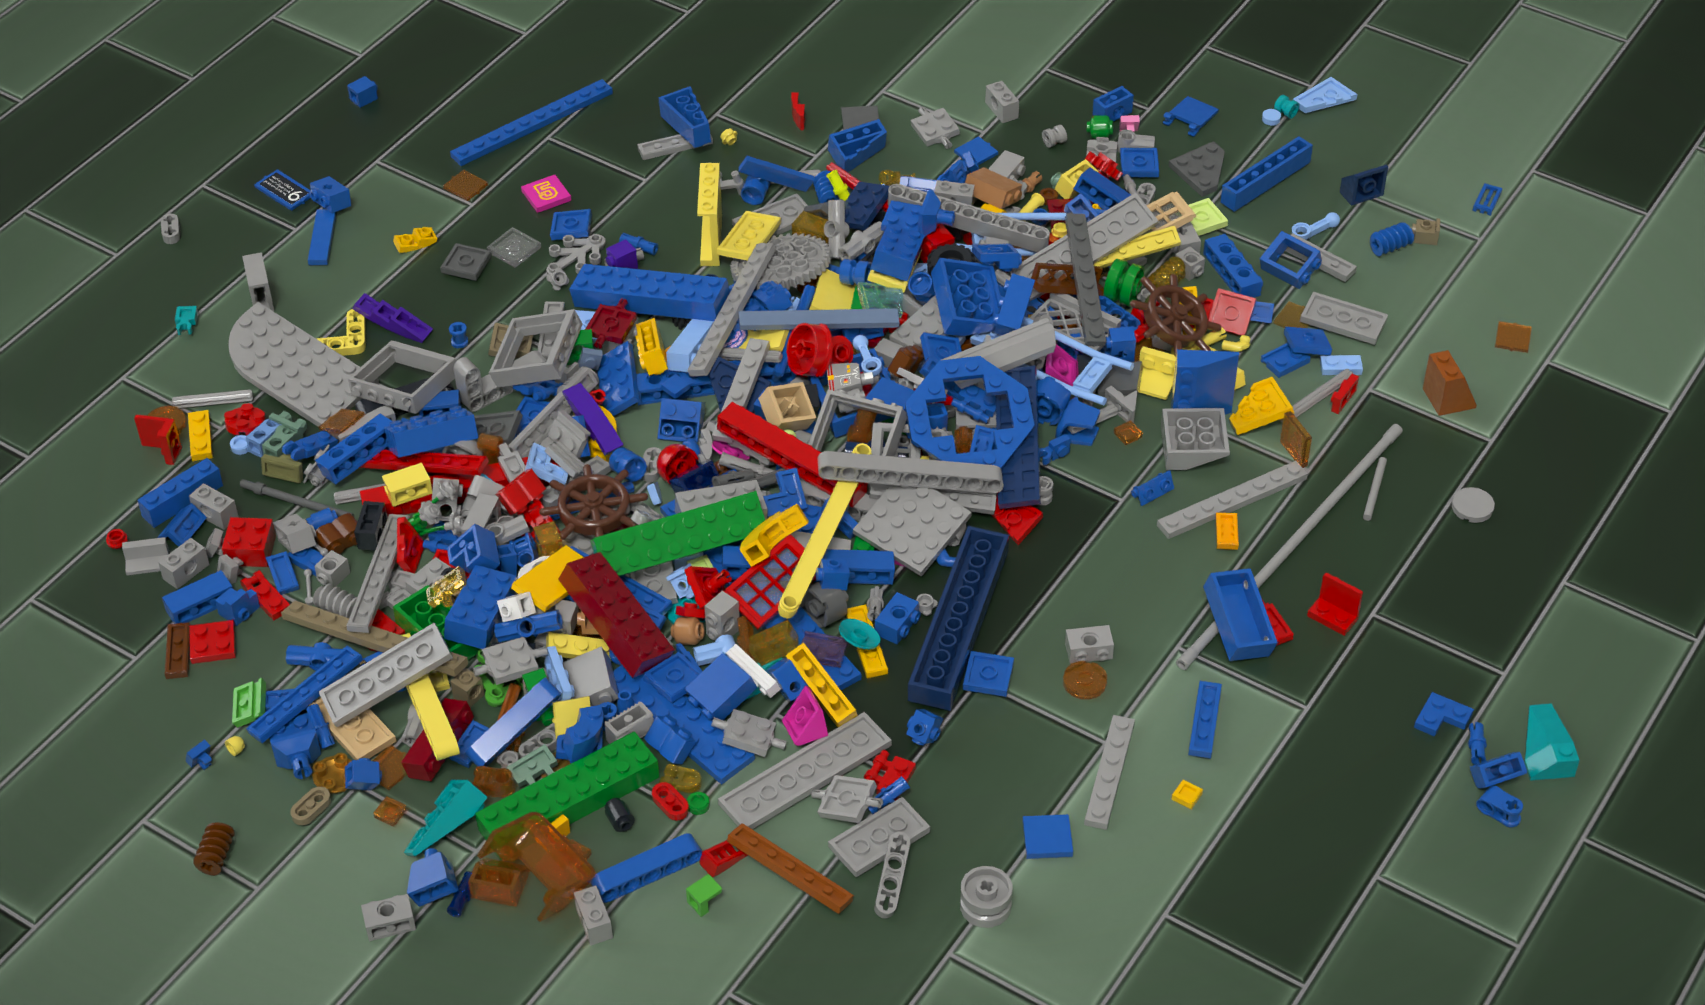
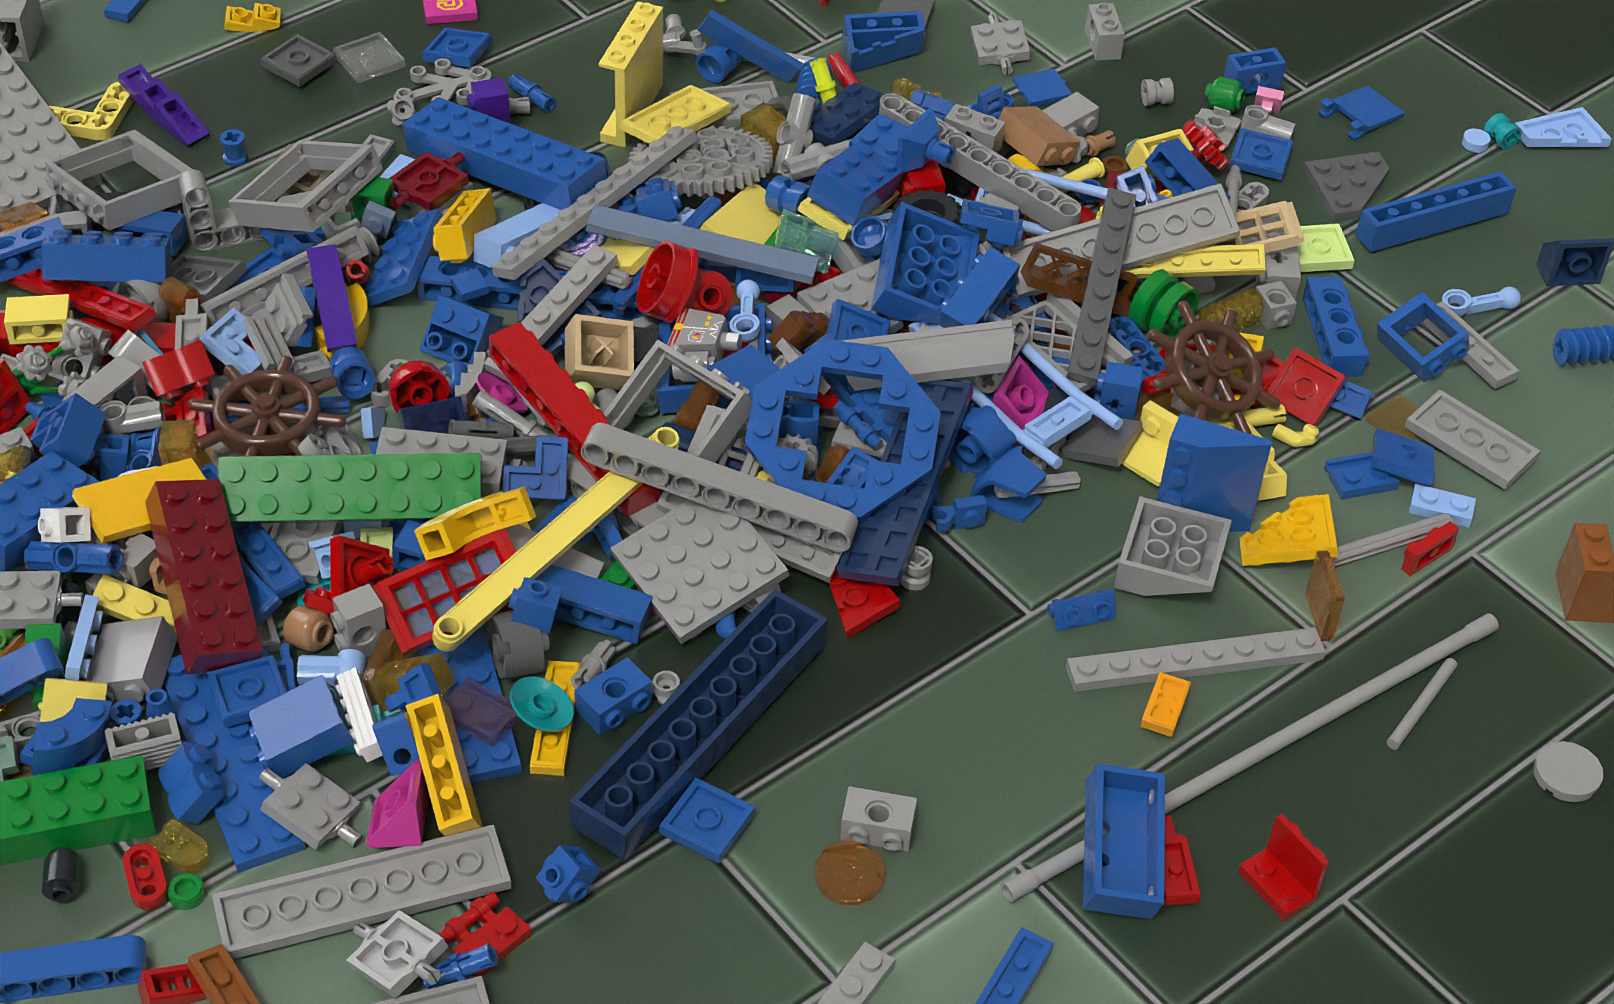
camera: 15 degrees right, 0 degrees up
(784, 644) = (414, 686): none -> blue plate
(970, 162) = (1023, 96): blue tile -> none
(1126, 405) = (1094, 478): light grey slope -> none
(1128, 432) = (1081, 518): clear orange tile -> none

